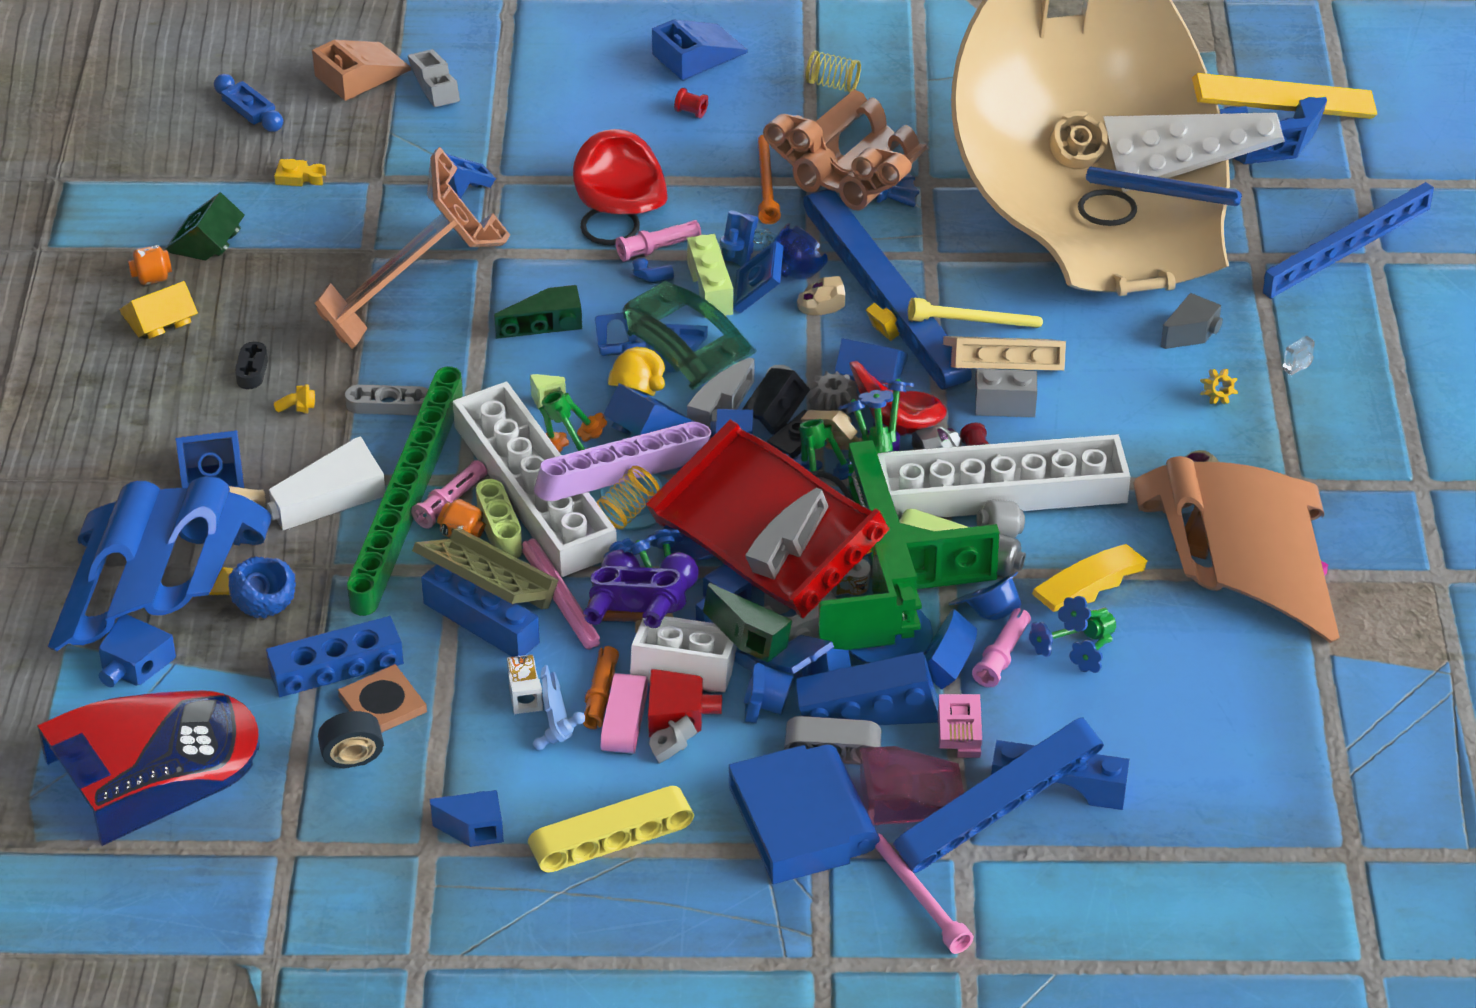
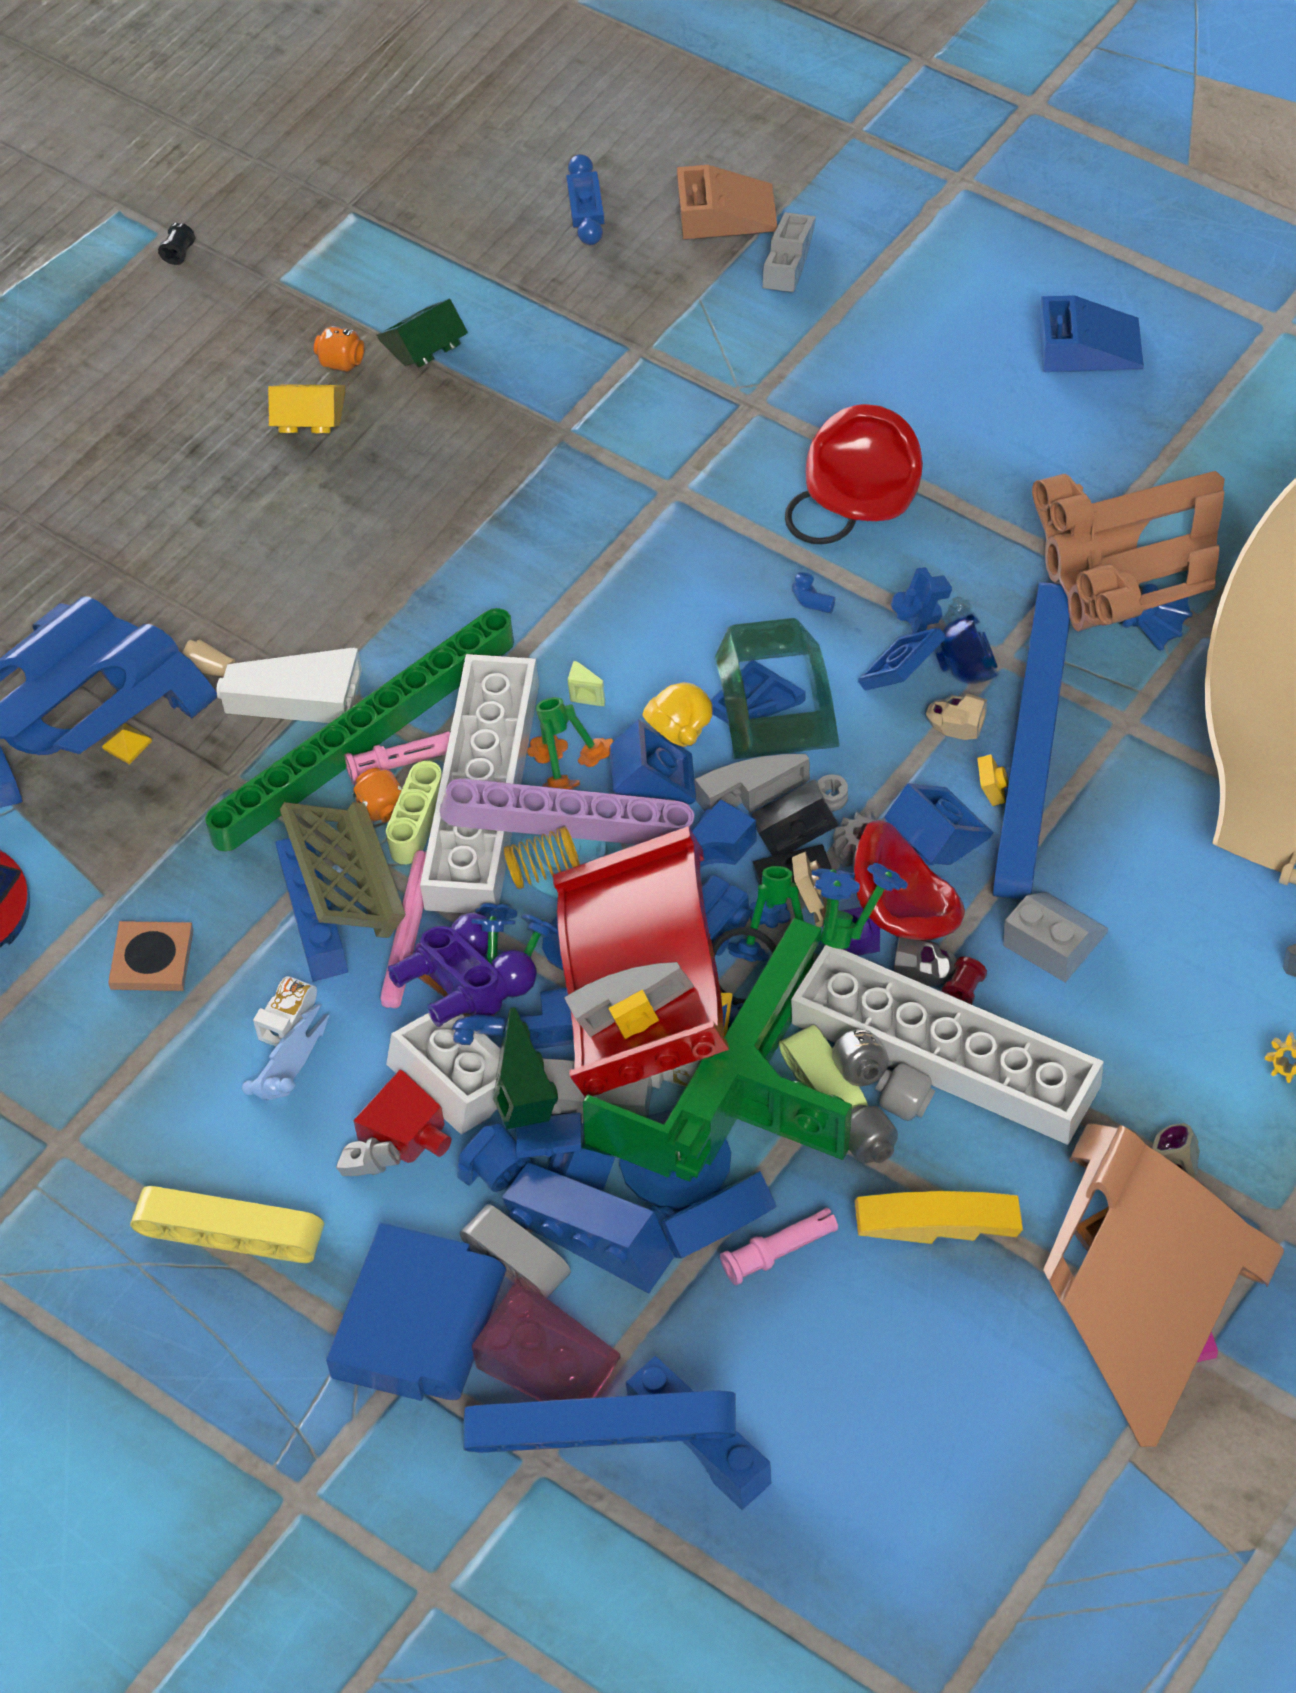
camera: 40 degrees right, 10 degrees up
(210, 456) = (211, 604): blue slope -> none
(256, 366) = (346, 512): black beam -> none
(262, 586) = (135, 770): blue hair -> none
(296, 172) = (567, 302): yellow plate -> none
(302, 399) = (351, 575): yellow plate -> none
(334, 656) = (144, 883): blue brick -> none
(350, 739) = (72, 986): black wheel -> none
(360, 400) = (426, 604): light grey beam -> none
(453, 215) = (632, 436): nougat piece -> none
(469, 173) = (716, 381): blue slope -> none
(469, 817) = (117, 1135): blue slope -> none
(544, 312) = (661, 591): dark green slope -> none
(598, 695) = (339, 1068): orange pin -> none
(605, 349) = (689, 668): blue piece -> none
(624, 713) = (331, 1113): bright pink beam -> none
(647, 242) = (832, 556): bright pink pin -> none
(685, 613) = (477, 1024): none -> blue arm
(691, 103) = (1024, 406): red bush -> none
(710, 271) = (864, 616): yellowish green arch -> none
(768, 209) = (995, 578): orange piece -> none
(806, 540) = (633, 1014): none -> yellow plate
(817, 67) = (1191, 434): light yellow piece -> none
(920, 309) = (1031, 791): light yellow piece -> none
(955, 935) = (441, 1550): bright pink piece -> none
(960, 724) = (648, 1312): bright pink piece -> none
(963, 506) = (860, 1057): none -> flat silver head
(995, 600) = (813, 1181): blue piece -> none
(1006, 353) = (1084, 889): tan fence -> none
(1077, 618) = (893, 1277): blue plant -> none

